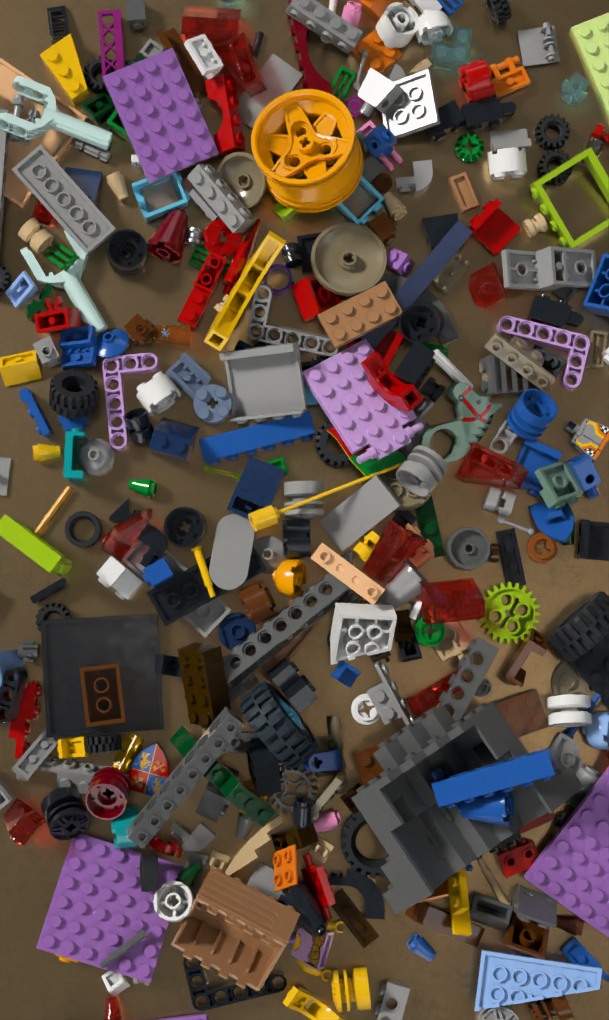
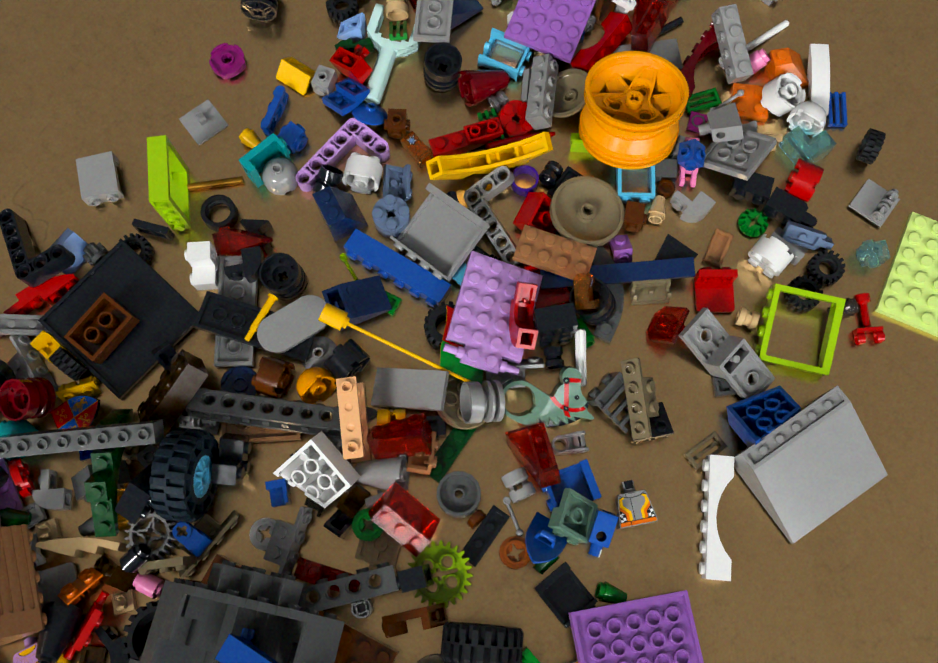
camera: 50 degrees right, 10 degrees down
(73, 394) = (307, 118): black tyre -> none
(117, 184) = (484, 23): tan cone -> none
(146, 487) = (289, 226): green cone -> none
(158, 573) = (228, 284): blue brick -> none
(301, 491) = (385, 329): light grey wheel -> none
(413, 324) = (584, 292): none -> clear orange leg
(500, 631) = (414, 578): none -> black arch
(510, 81) = (828, 205): orange plate -> none
(517, 122) = (806, 236): none -> sand blue hinge
(532, 414) = (607, 445): blue wheel -> none
(551, 342) = (675, 410): lavender beam -> none
(553, 313) = (698, 392): black hinge -> none

